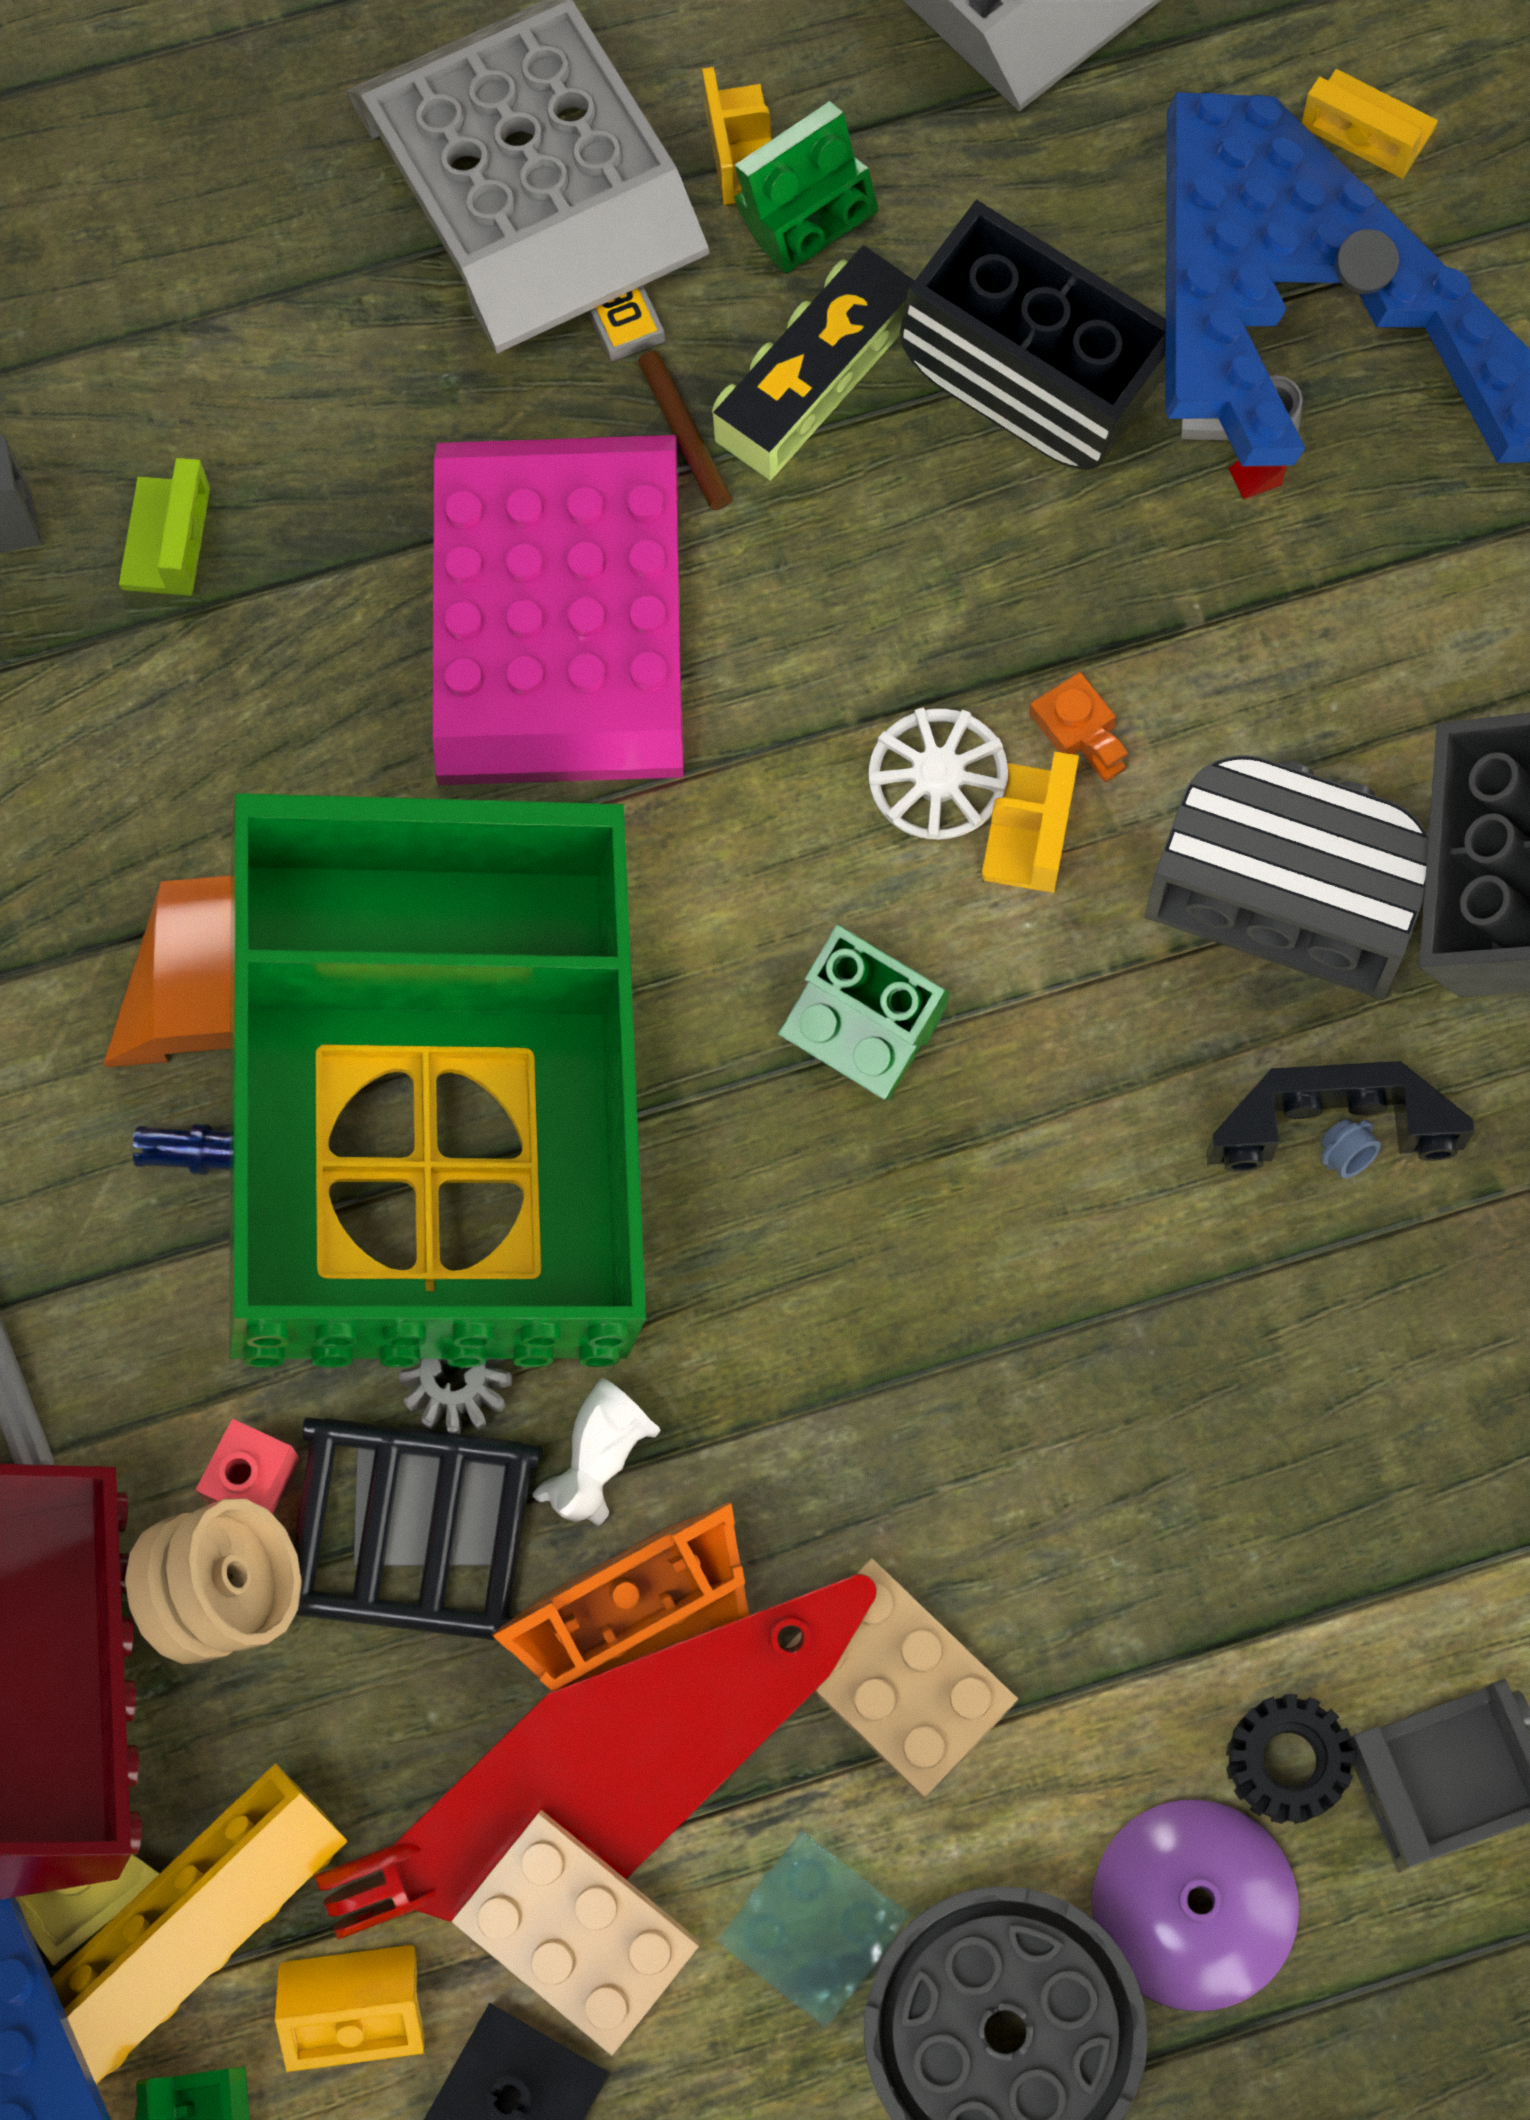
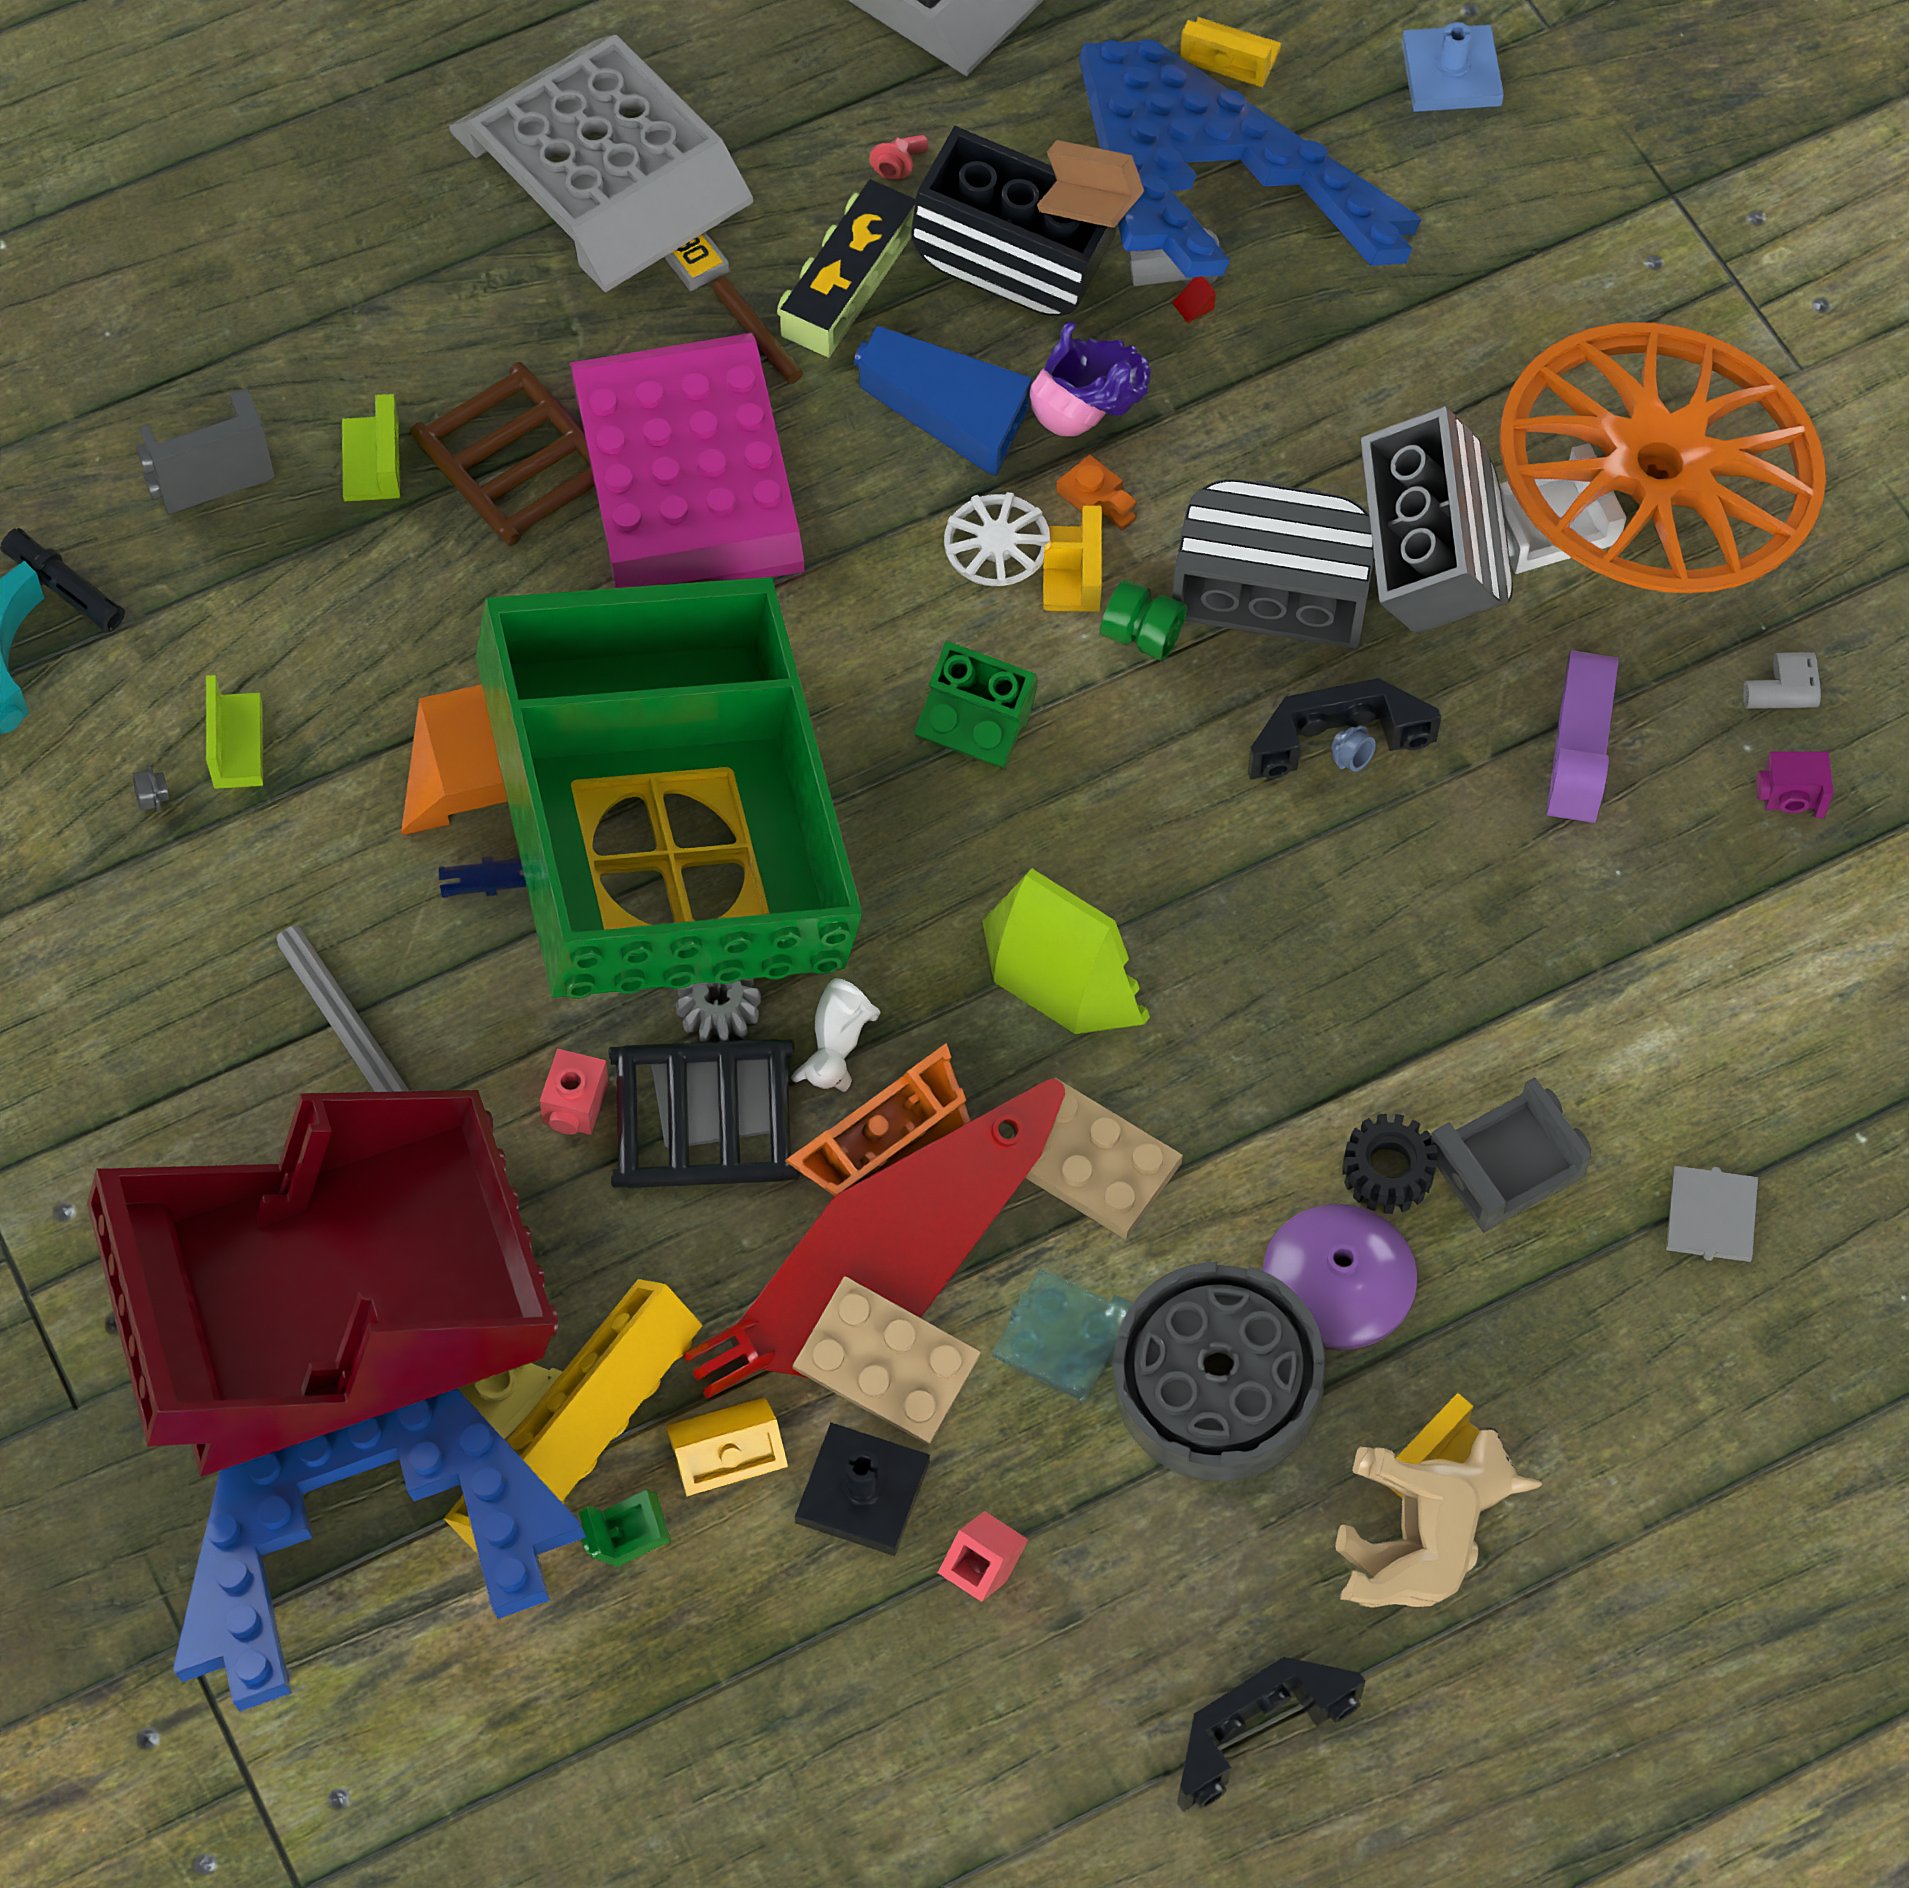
camera: 15 degrees left, 10 degrees down
(213, 1581) = (568, 1156): tan wheel -> none
(267, 563) = (482, 497): none -> reddish brown bar
(736, 126) = (759, 122): yellow panel -> none
(804, 189) = (816, 147): green brick -> none
(900, 216) = (894, 158): none -> coral plate
(905, 1403) = (1061, 957): none -> lime wedge
(911, 560) = (946, 394): none -> blue slope
(1095, 573) = (1087, 382): none -> dark purple hair
(1099, 918) = (1140, 618): none -> green wheel
(1138, 316) = (1091, 184): none -> medium nougat panel
(1366, 261) = (1248, 138): dark grey tile -> none

